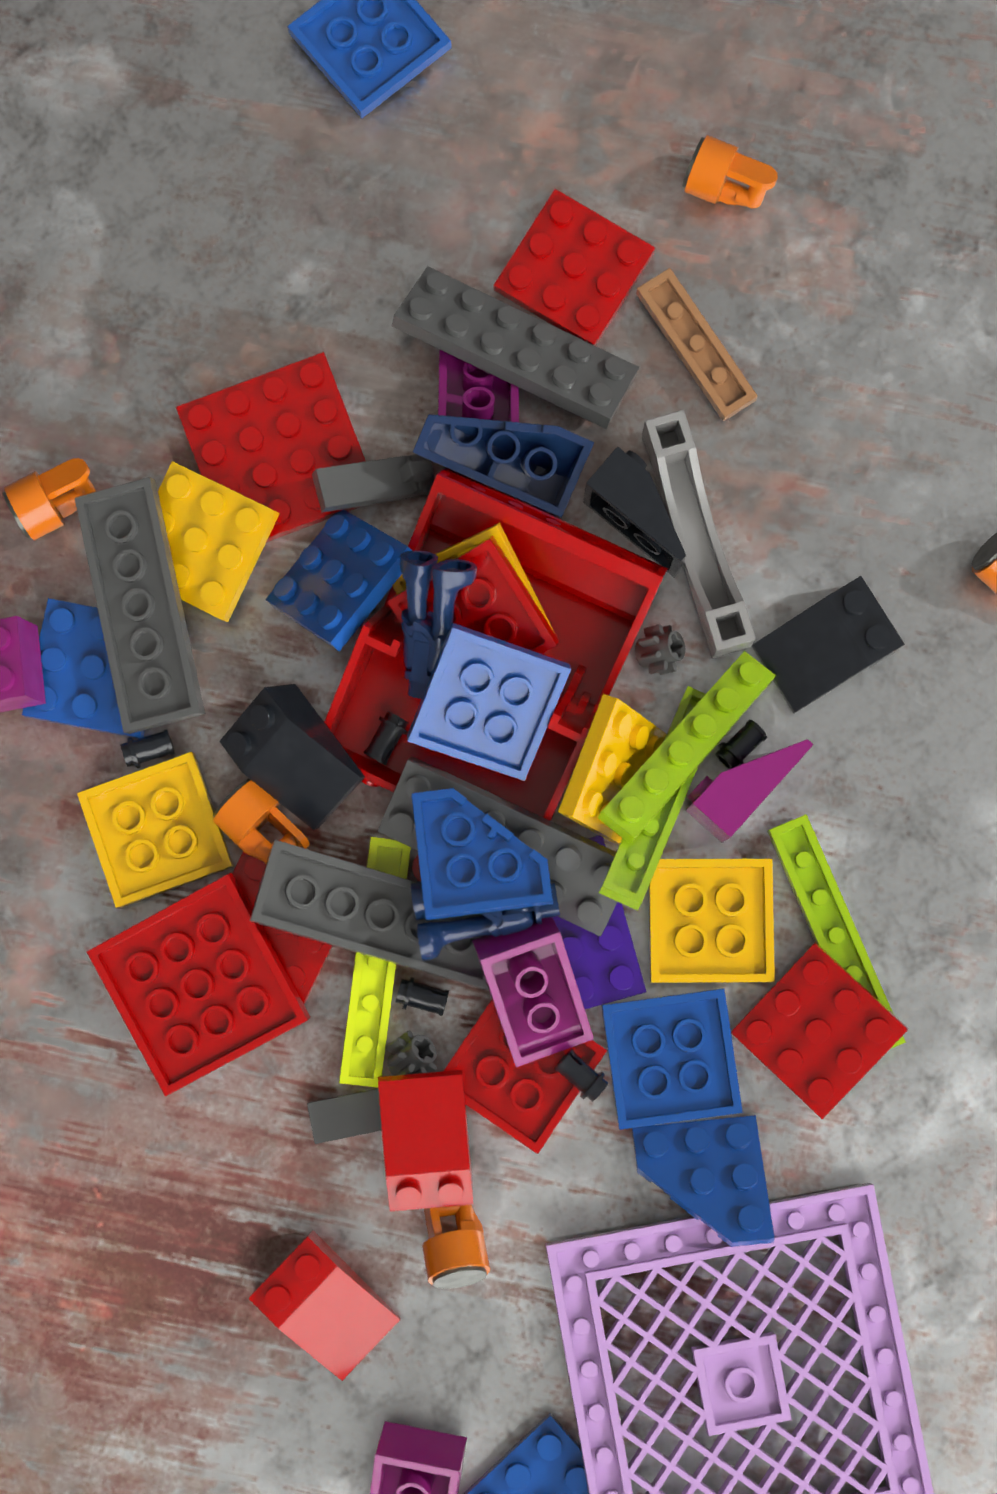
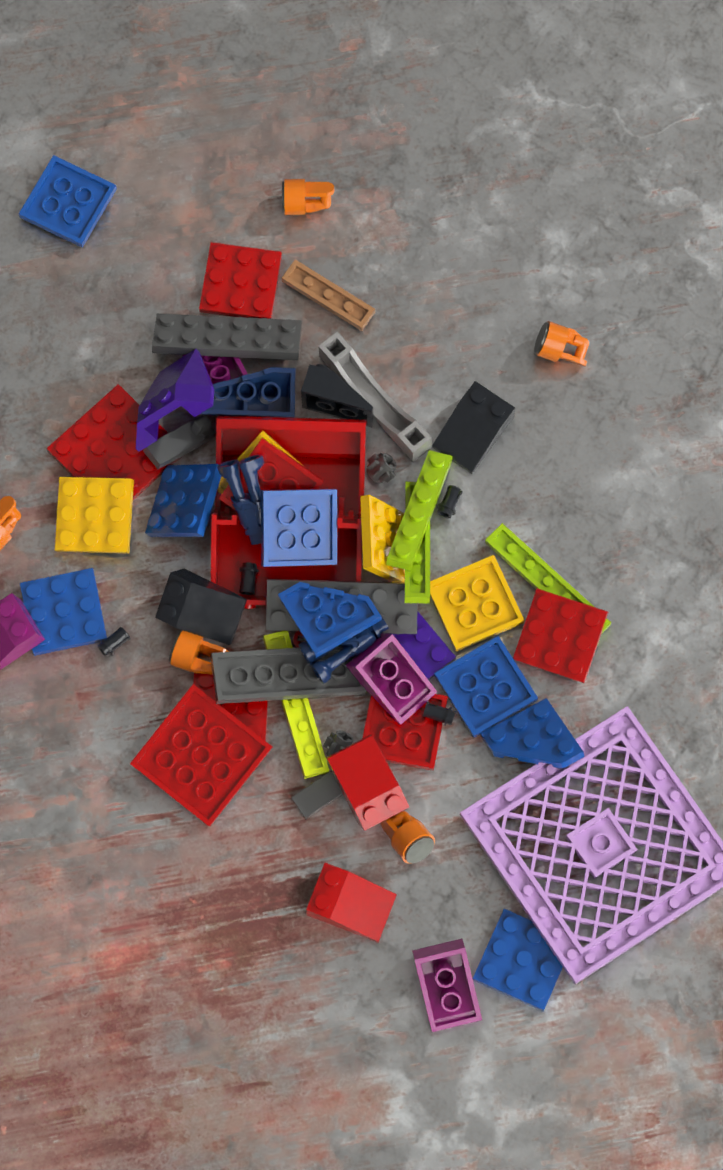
camera: 25 degrees left, 10 degrees down
(139, 606) = (77, 562): dark grey plate -> none
(155, 830) = (138, 684): yellow plate -> none
(403, 400) = (179, 384): none -> dark purple wedge
(421, 996) = (330, 712): black pin -> none
(736, 793) = (458, 522): magenta slope -> none

